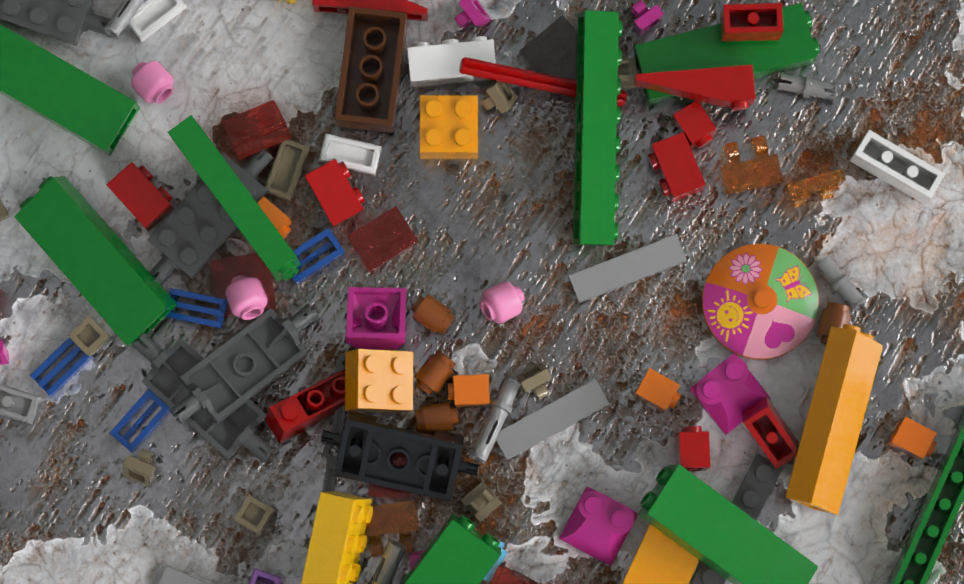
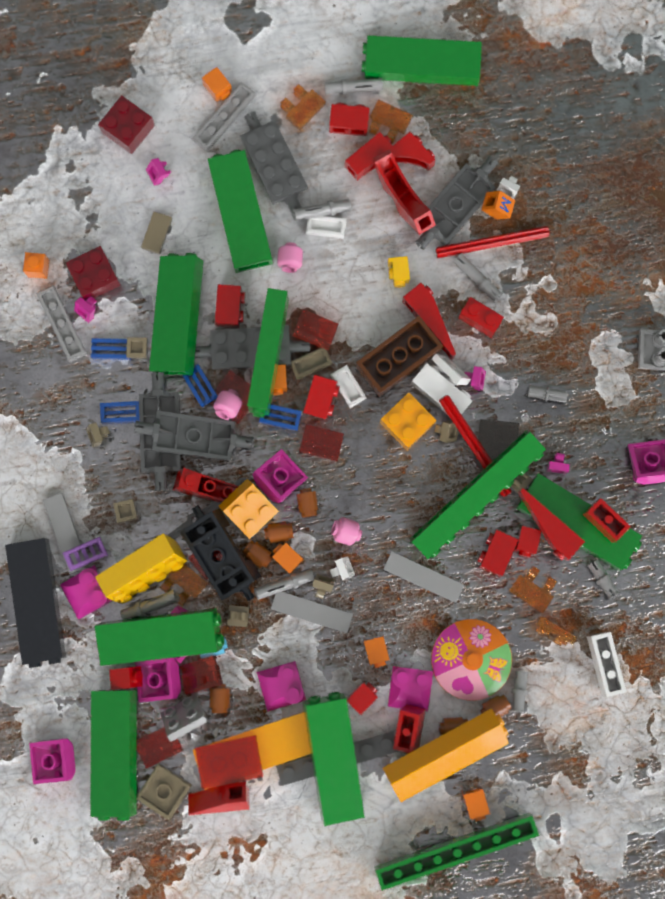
camera: 45 degrees right, 0 degrees up
(429, 30) = (447, 366): none -> white plate
(538, 343) = (343, 568): none -> white tile
(805, 386) = (450, 723): none -> dark orange brick

